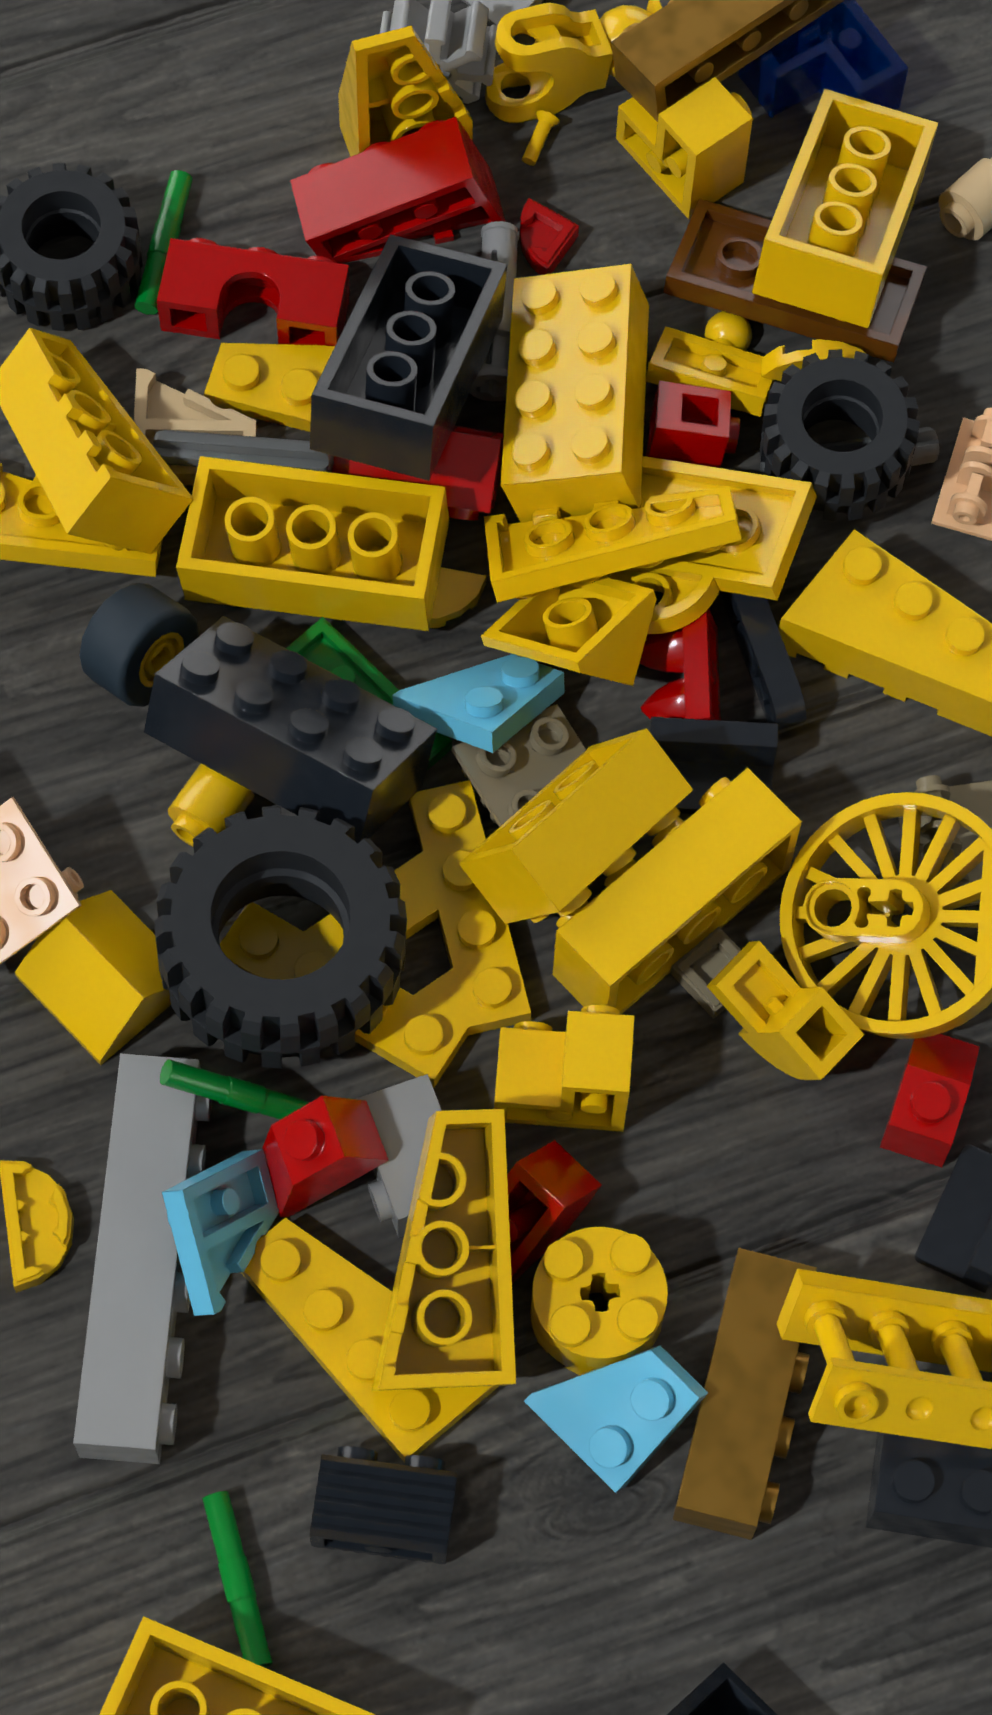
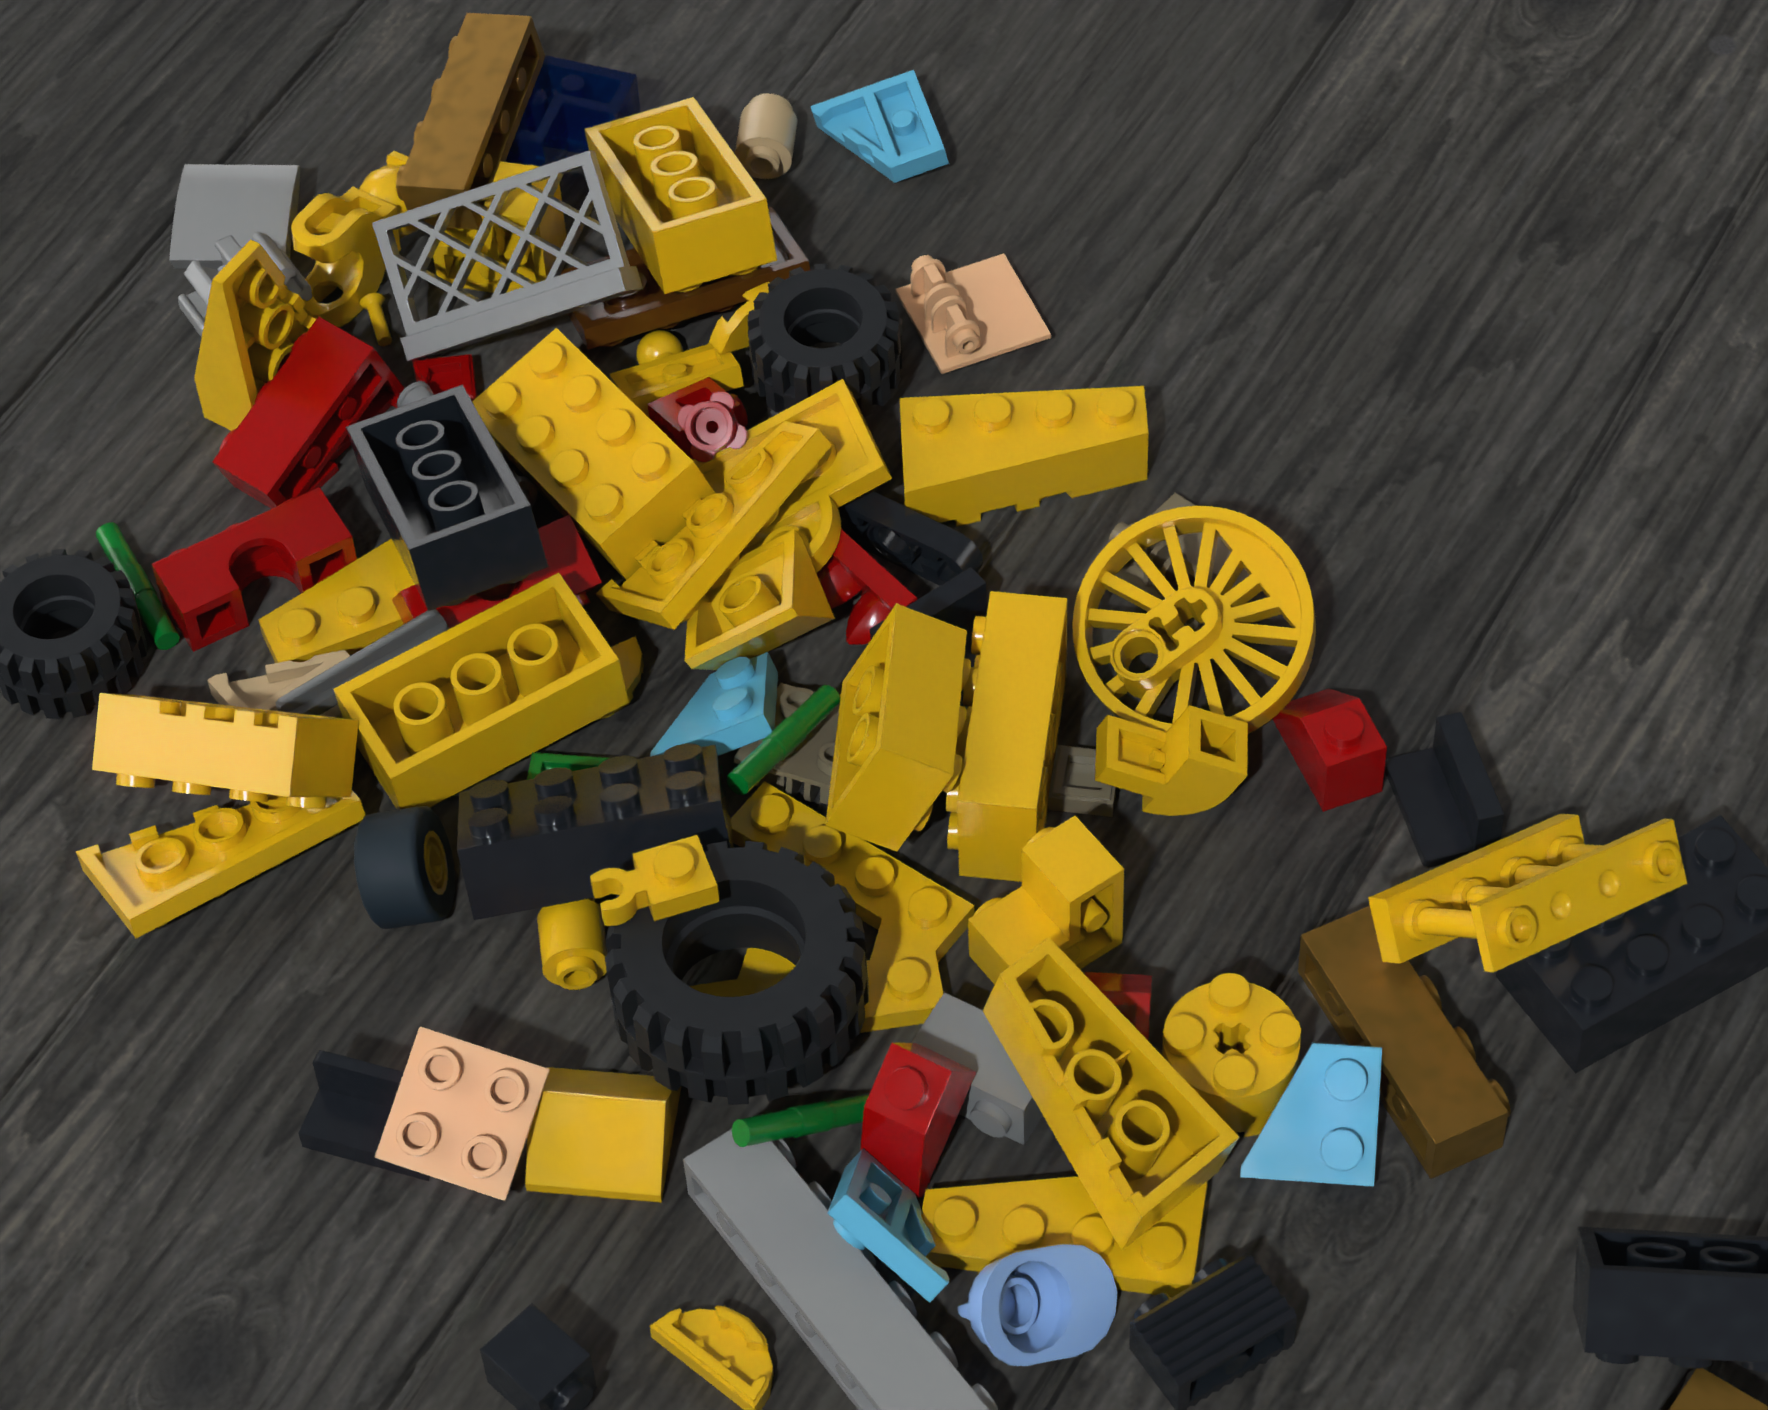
camera: 35 degrees left, 15 degrees down
(268, 830) = (665, 878): none -> yellow plate
(277, 1383) = (1042, 1304): none -> light blue piece
(494, 763) = (783, 740): none -> green piece
(643, 221) = (522, 306): none -> light grey fence
(665, 440) = (695, 422): none -> plate

